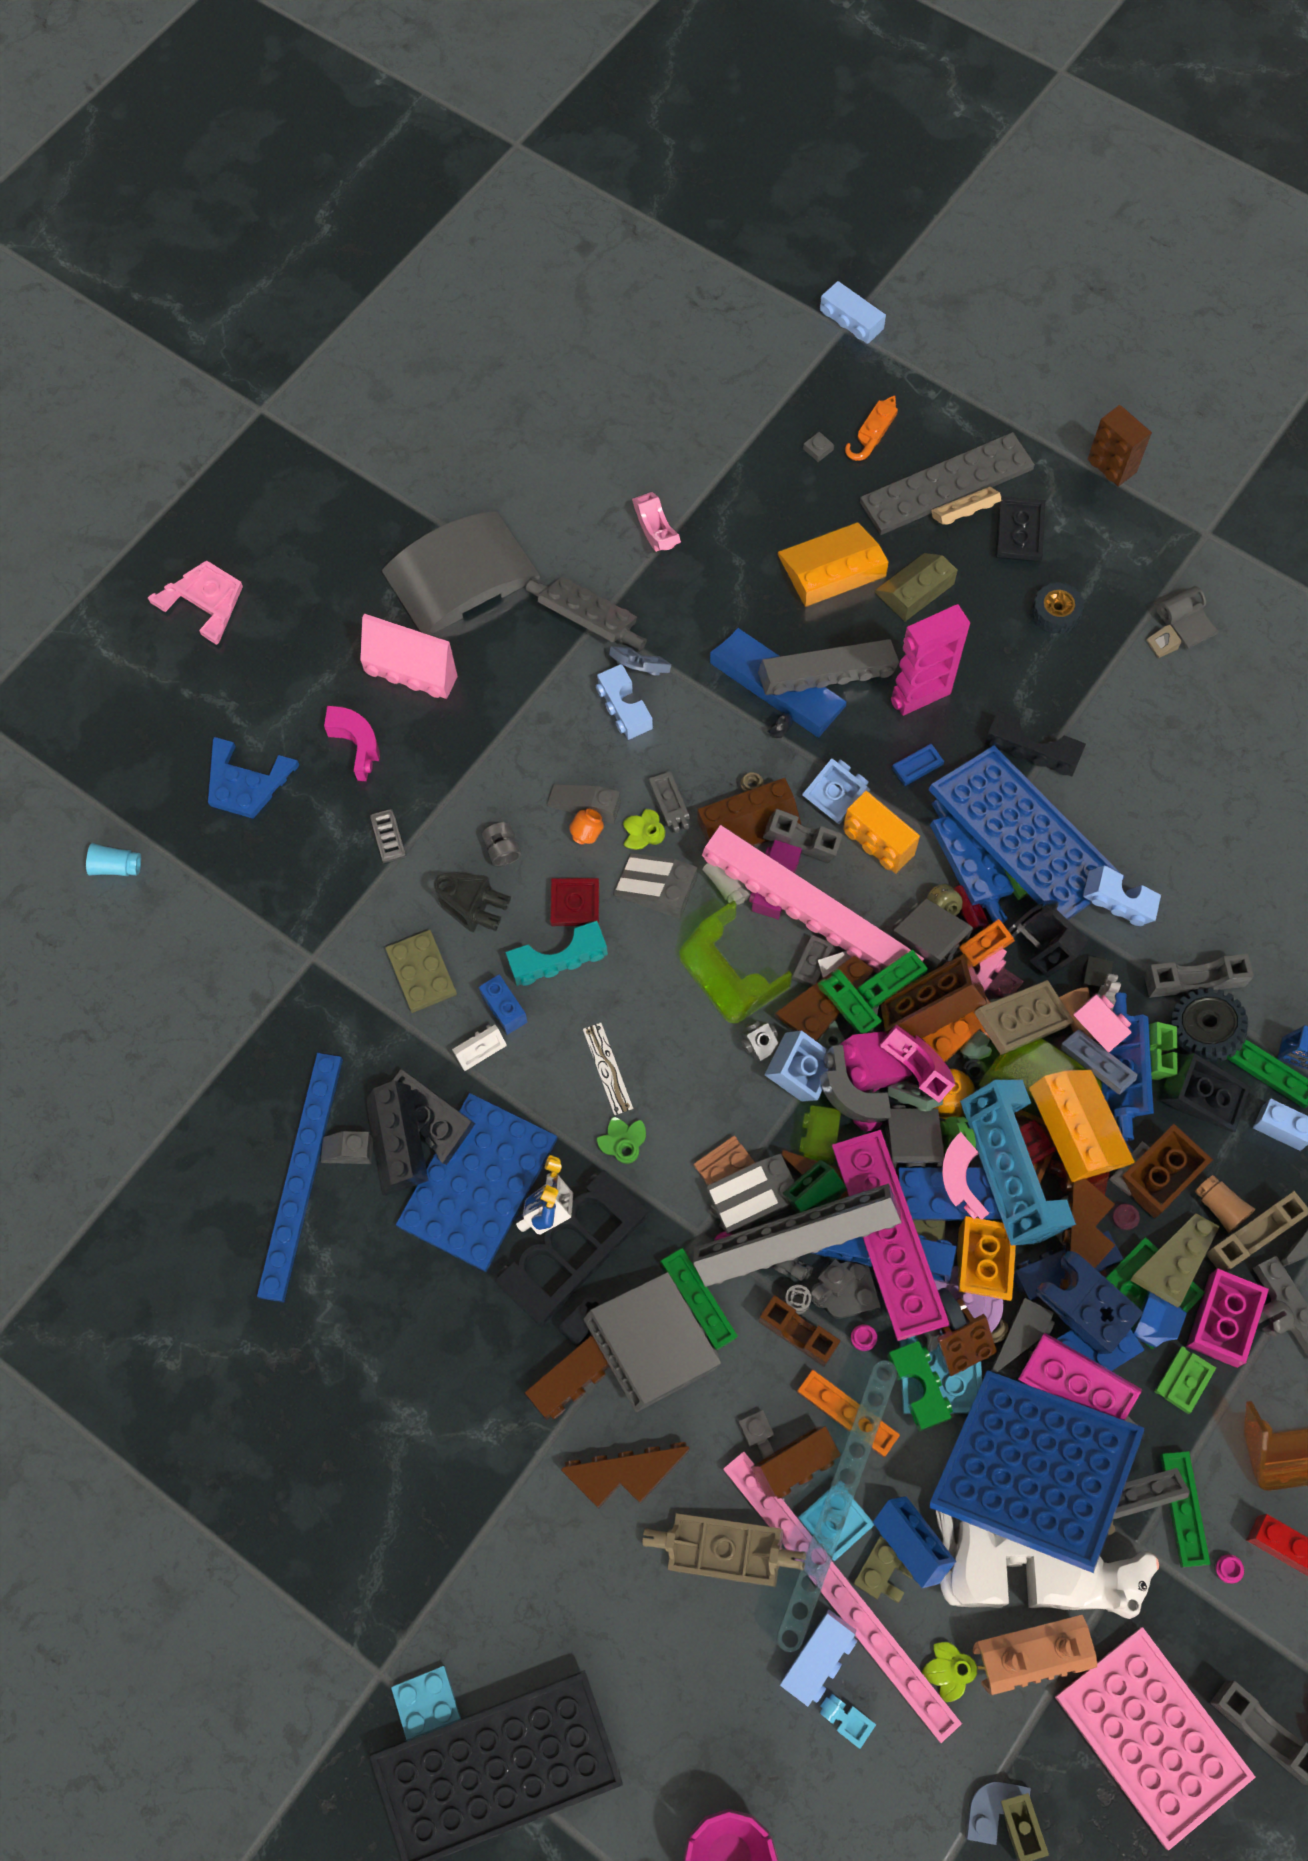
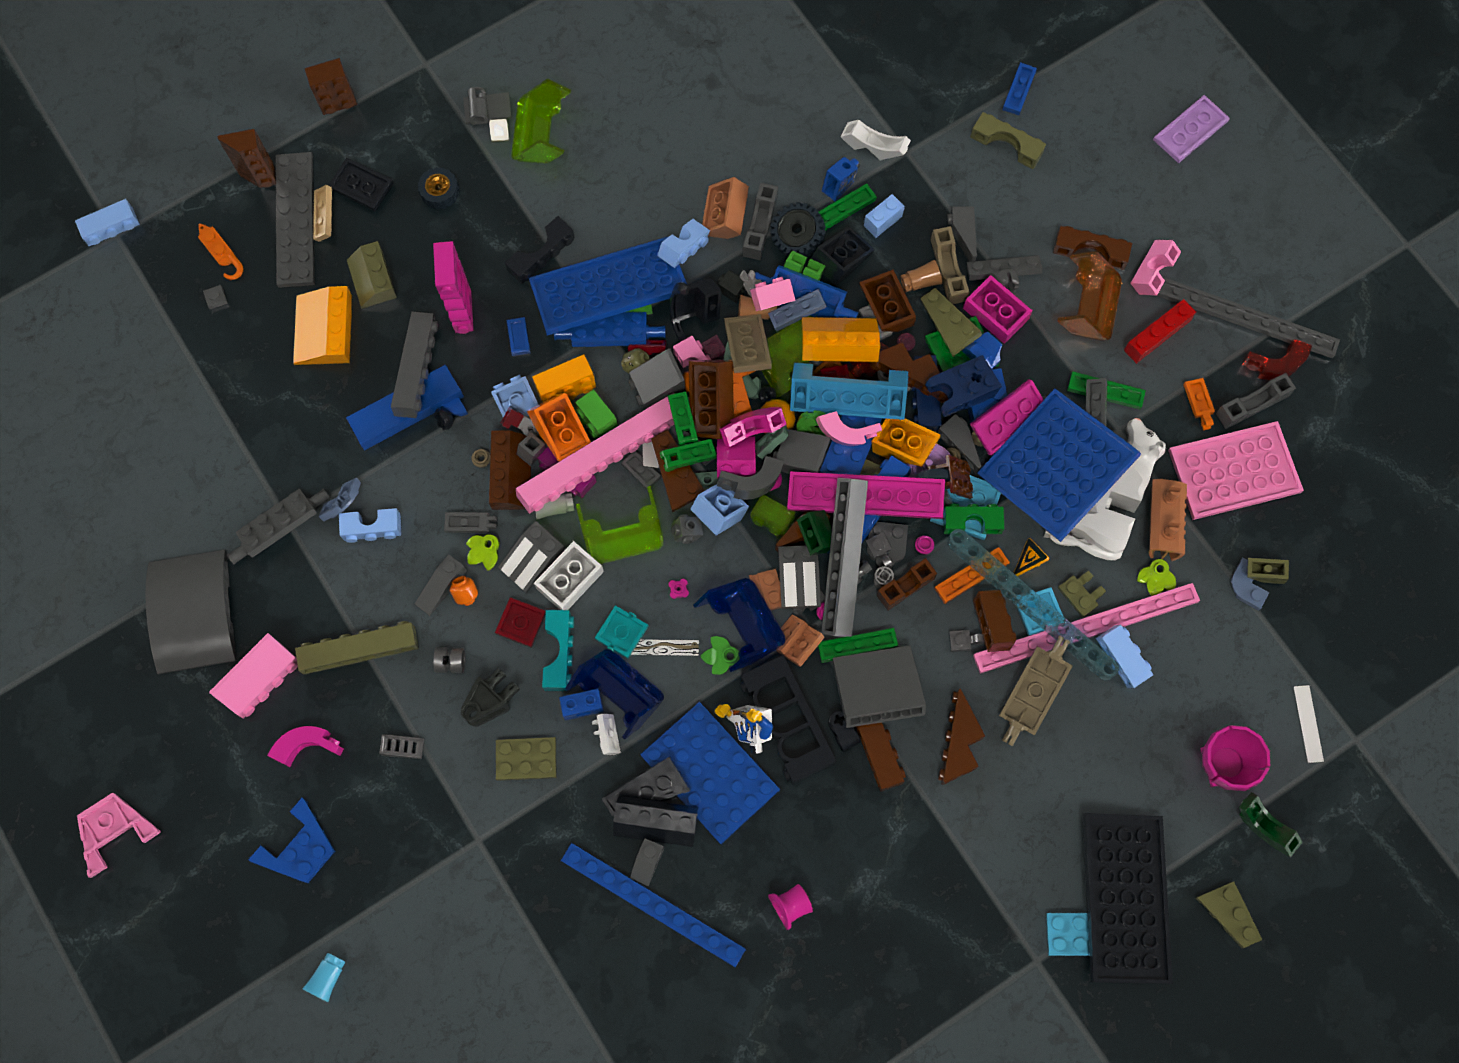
camera: 70 degrees left, 5 degrees up
(347, 1334) = (791, 905): none -> dark pink piece
(480, 746) = (356, 648): none -> olive brick
(545, 1039) = (621, 685): none -> clear blue windscreen
(606, 1016) = (621, 632): none -> teal plate
(646, 930) = (569, 577): none -> white brick
(654, 523) = (225, 443): bright pink arch -> none
(675, 1222) = (799, 640): none -> nougat slope
(682, 1158) = (750, 616): none -> clear blue windscreen
(684, 1067) = (683, 592): none -> dark pink plate
(800, 733) = (455, 407): none -> blue tile
(811, 805) = (519, 420): none -> leg
(818, 844) = (559, 426): none -> orange slope
(853, 1725) = (1170, 651): medium azure plate -> none
(855, 880) = (595, 415): none -> bright green brick
(903, 1483) = (1030, 558): none -> piece
(914, 1542) = (1074, 564): blue brick -> none
(987, 943) = (681, 345): orange slope -> none
(990, 403) = (249, 157): none -> reddish brown slope
(1185, 1380) = (1026, 353): bright green plate -> none
(1192, 675) = (534, 123): none -> clear neon green windscreen
(1195, 930) = (725, 208): none -> nougat slope
(1229, 1569) = (1151, 380): dark pink plate -> none
(1232, 1650) = (1200, 401): none -> orange plate

